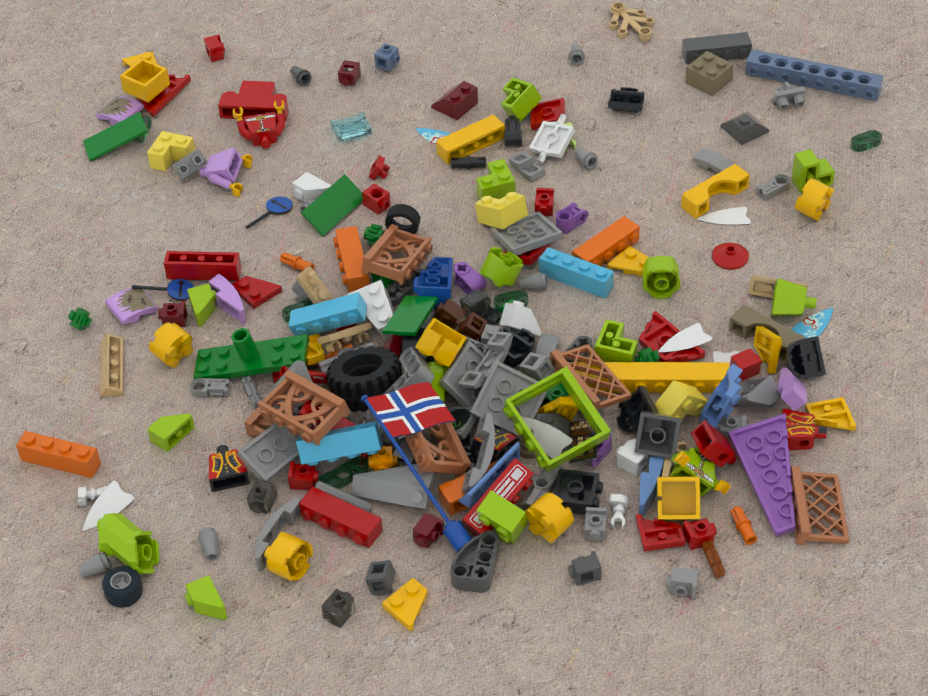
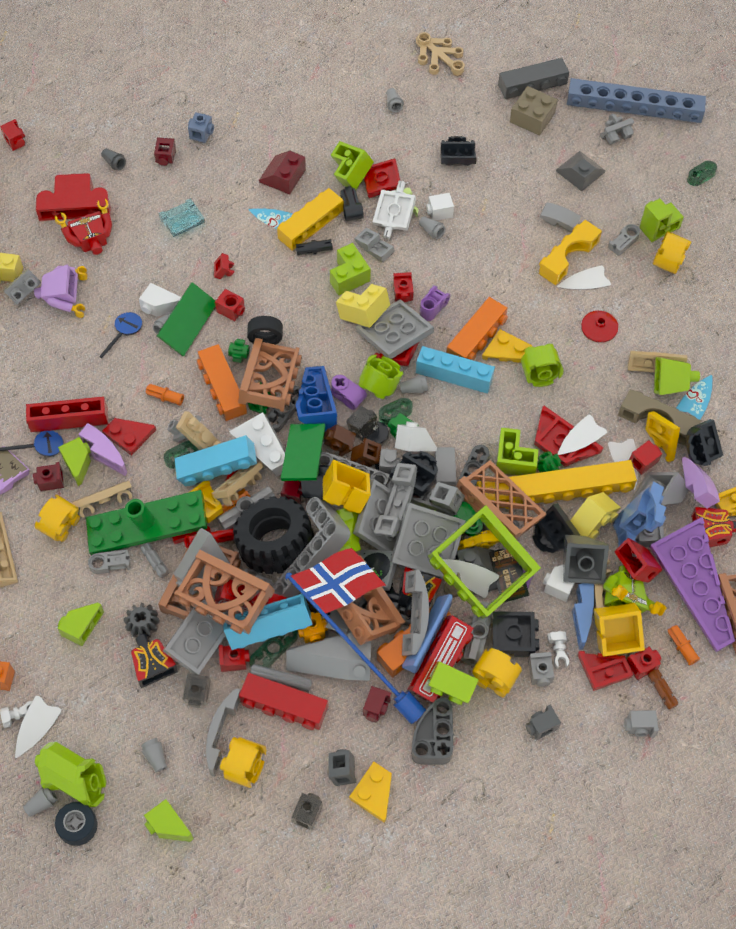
camera: 15 degrees left, 15 degrees up
(216, 334) = (103, 496): none -> tan plate
(226, 434) = (141, 613): none -> dark grey gear
(597, 141) = (440, 207): none -> white brick

